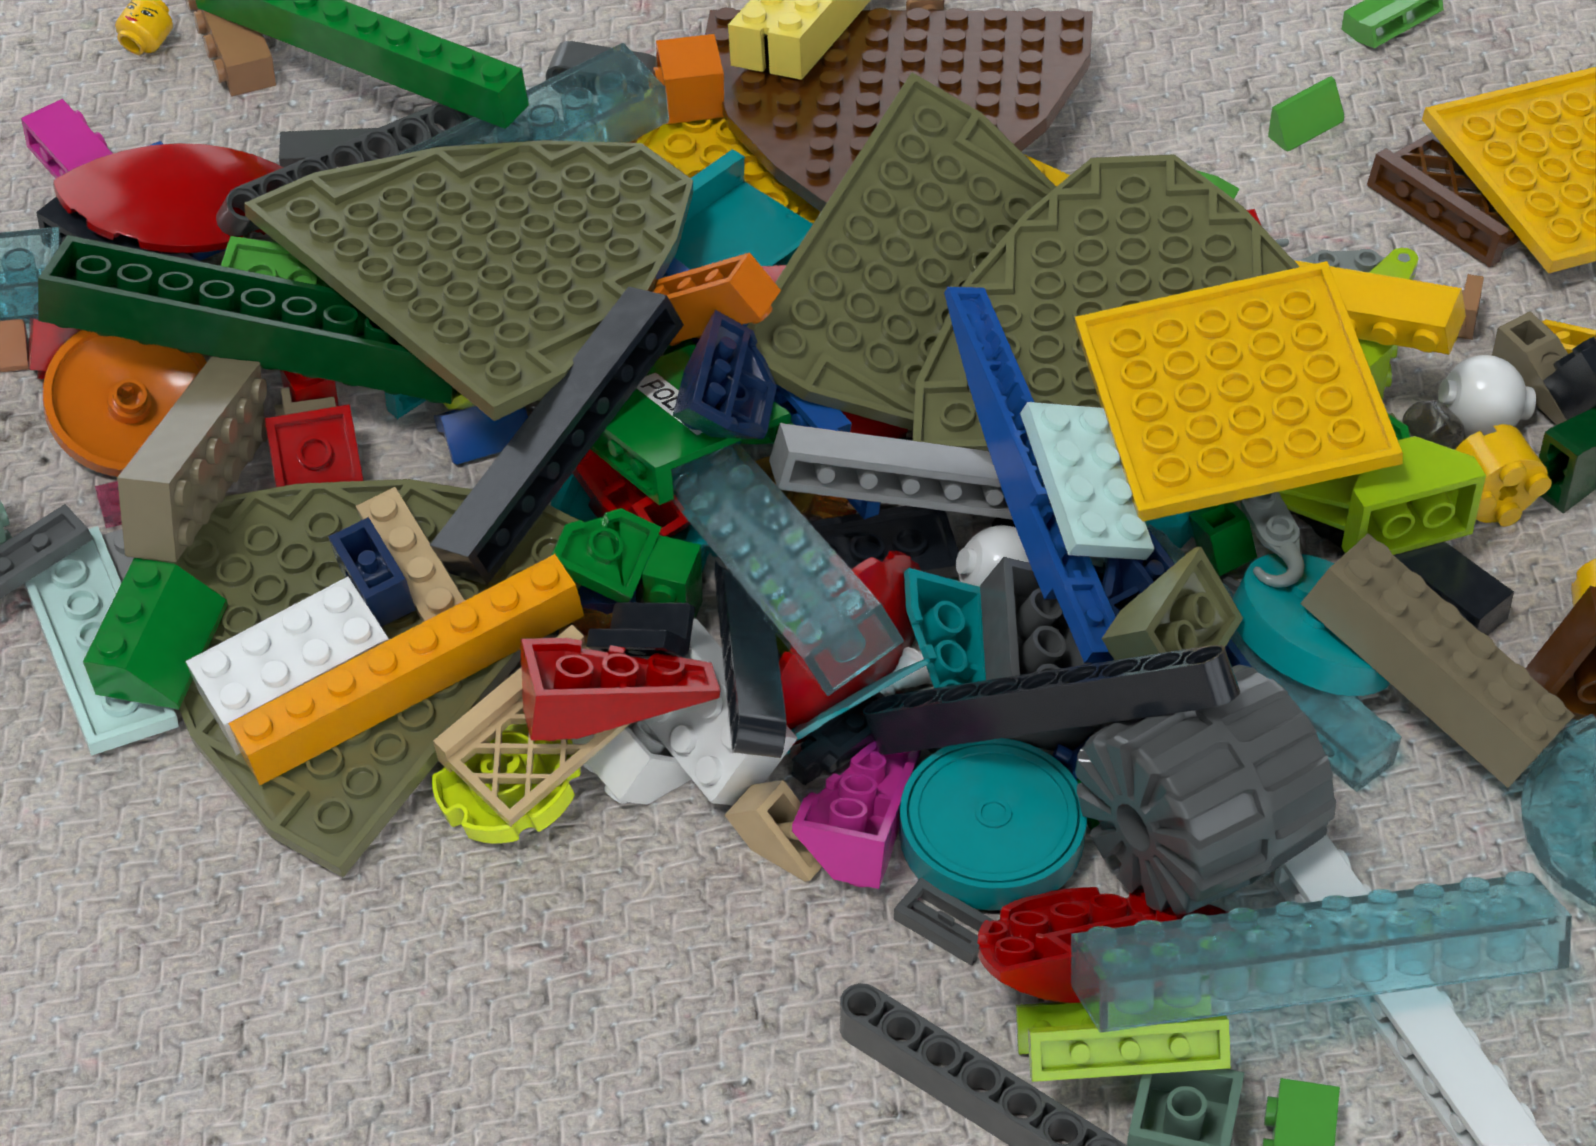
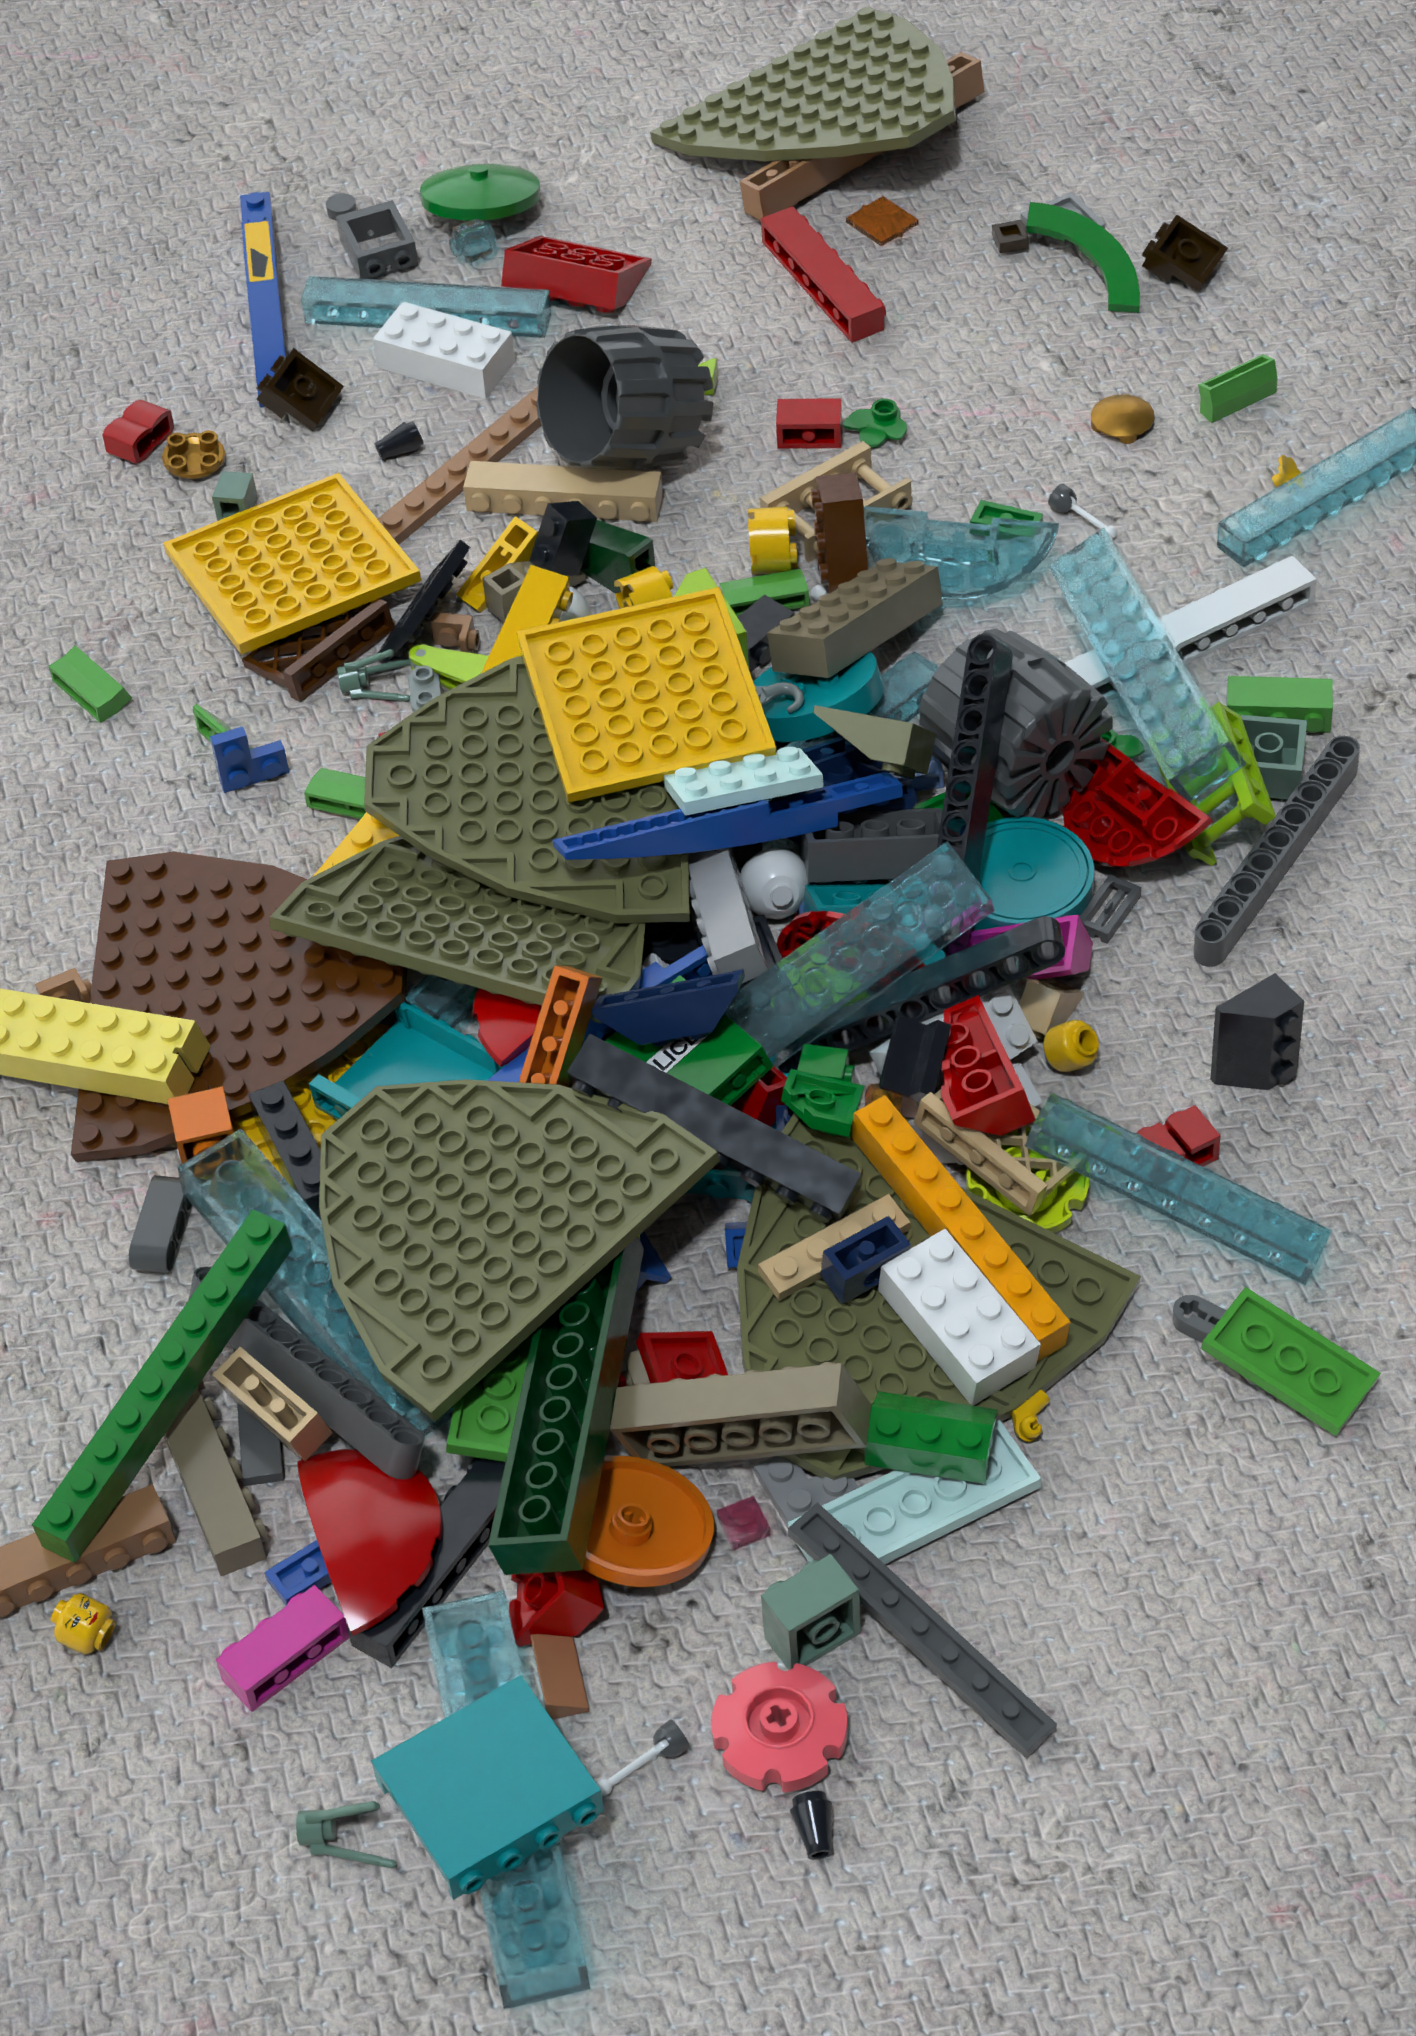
camera: 90 degrees left, 0 degrees up
(179, 999) = (1290, 1361): none -> bright green plate
(181, 750) = (1025, 1417): none -> yellow arm
(272, 940) = (1196, 1326): none -> dark grey beam
(288, 102) = (213, 1486): none -> dark tan brick
(335, 122) = (272, 1403): none -> tan brick
(433, 902) = (1178, 1188): none -> clear light blue brick
(529, 924) = (1187, 1135): none -> red piece
(654, 1014) = (1258, 1036): none -> black slope
(684, 137) = (289, 1140): none -> black brick
(701, 838) = (1071, 1045): none -> yellow head
(1242, 121) = (242, 766): none -> blue plate
(1393, 224) = (354, 677): none -> sand green plant
(1519, 275) = (426, 601): none -> black plate
(1537, 600) = (785, 587): none -> bright green piece

